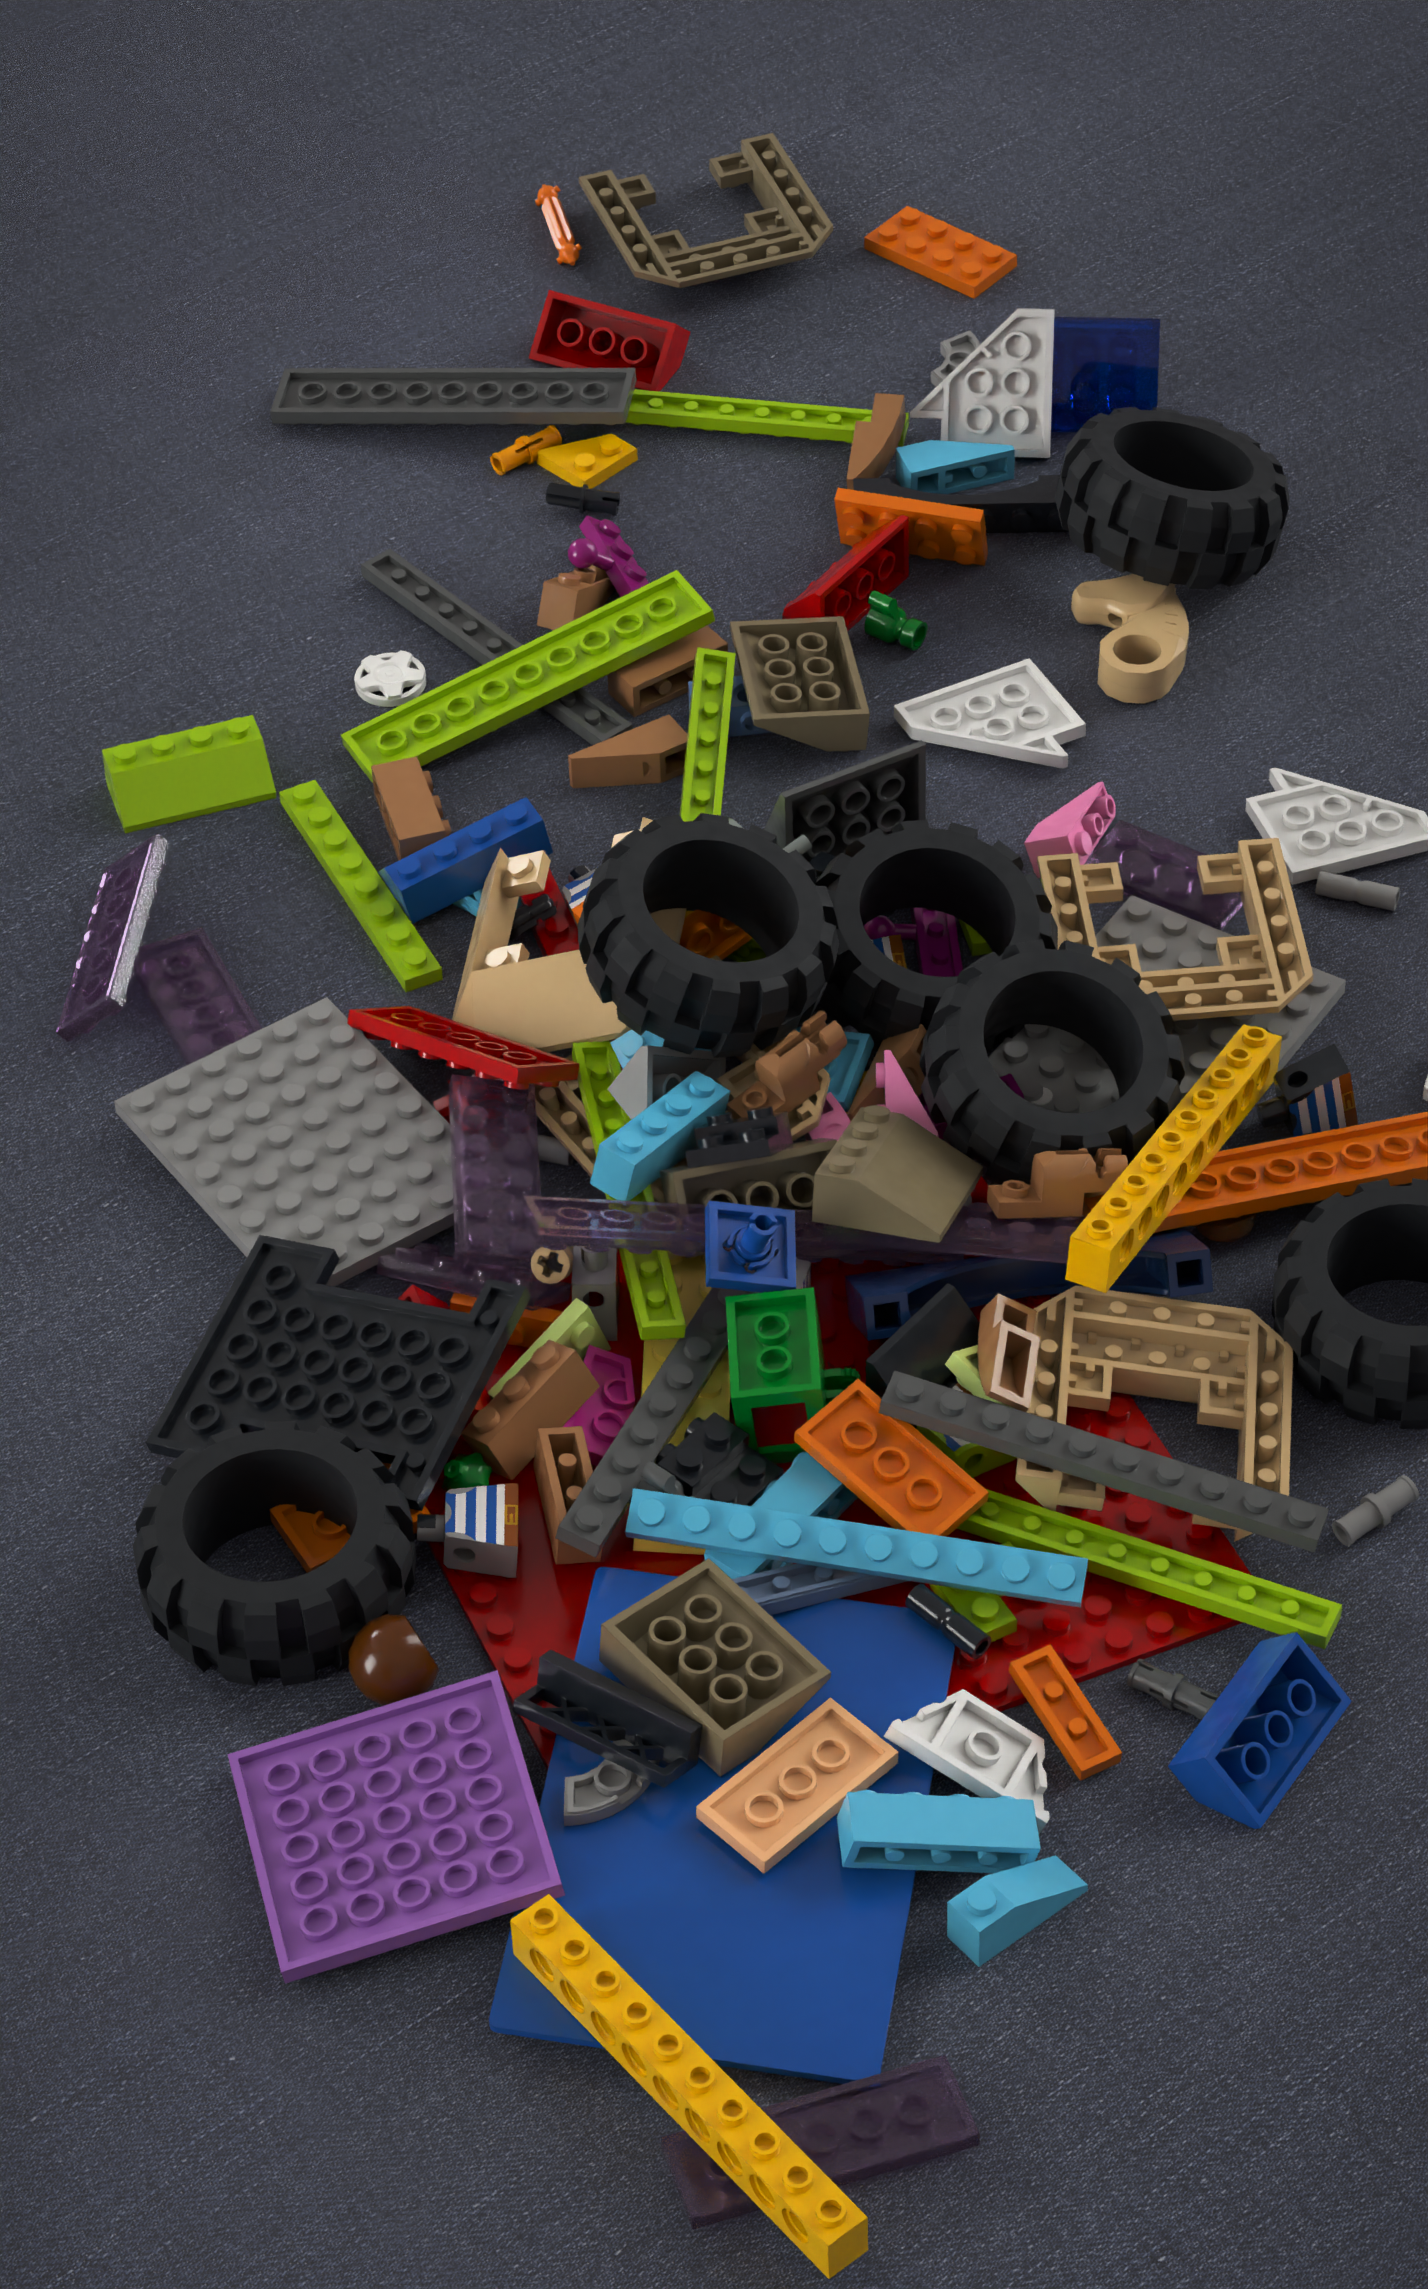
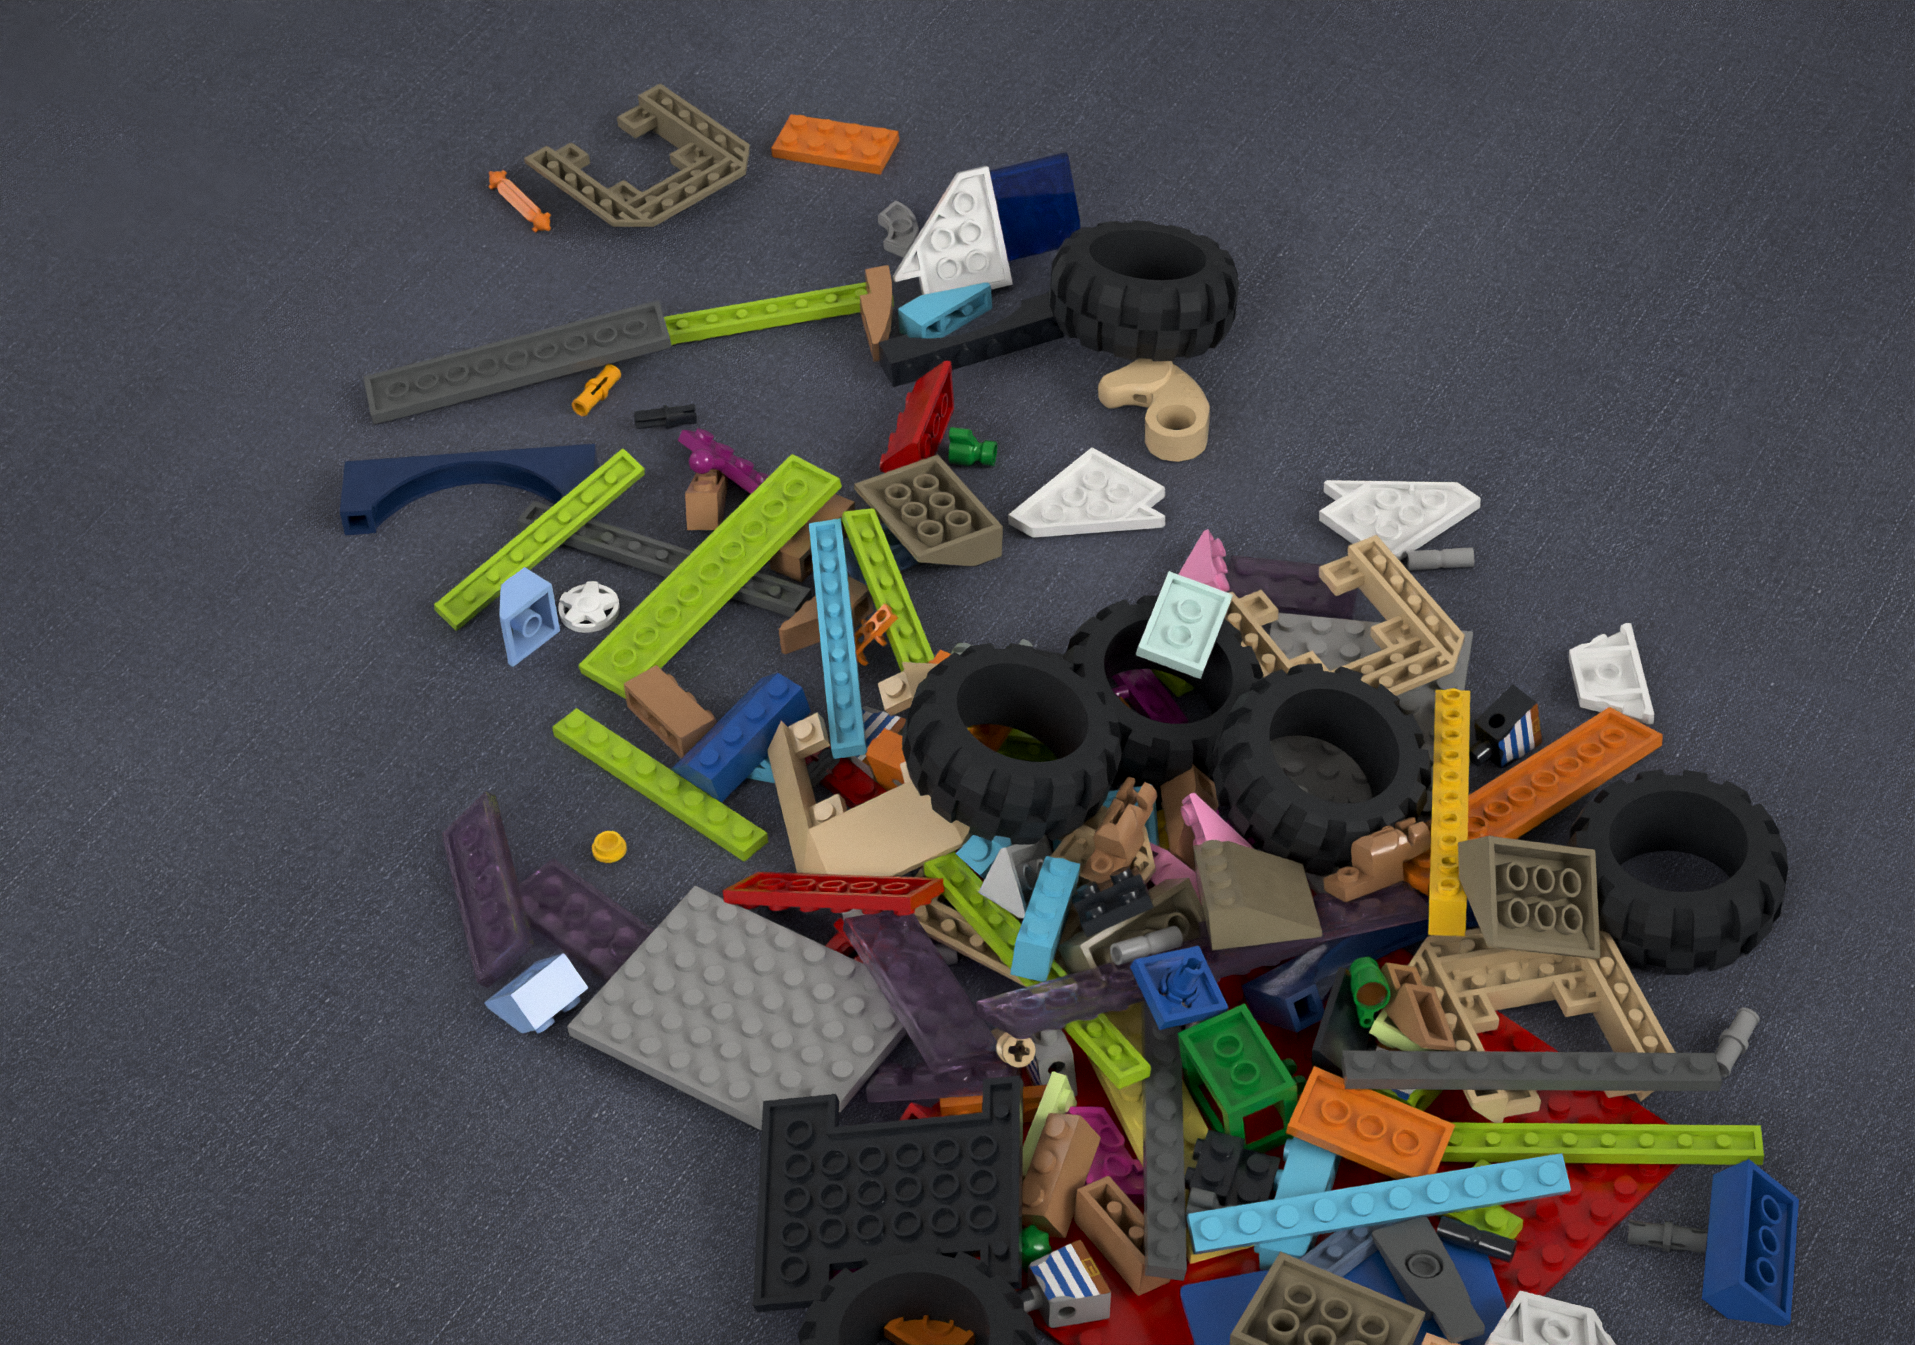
camera: 20 degrees left, 0 degrees up
(109, 1062) = (538, 994): none -> slope
(188, 773) = (470, 734): lime slope -> none
(237, 490) = (383, 486): none -> dark blue arch
(268, 933) = (609, 847): none -> yellow plate
(307, 665) = (526, 614): none -> light blue slope
(369, 589) = (539, 538): none -> lime plate
(588, 460) = (649, 385): yellow wing -> none
(602, 336) = (612, 283): red slope -> none
(619, 779) = (837, 639): none -> medium azure plate
(644, 800) = (873, 629): none -> orange piece
(763, 1195) = (1144, 945): none -> light grey piece
(853, 802) = (1040, 605): dark grey slope -> none
(868, 1641) = (1428, 1277): none -> dark grey piece
(934, 527) = (971, 366): orange plate -> none
(962, 1315) = (1368, 989): none -> green piece
(977, 866) = (1184, 625): none -> light aqua plate
(1065, 1712) = (1599, 1282): orange plate -> none
(1200, 1271) = (1532, 895): none -> dark tan slope

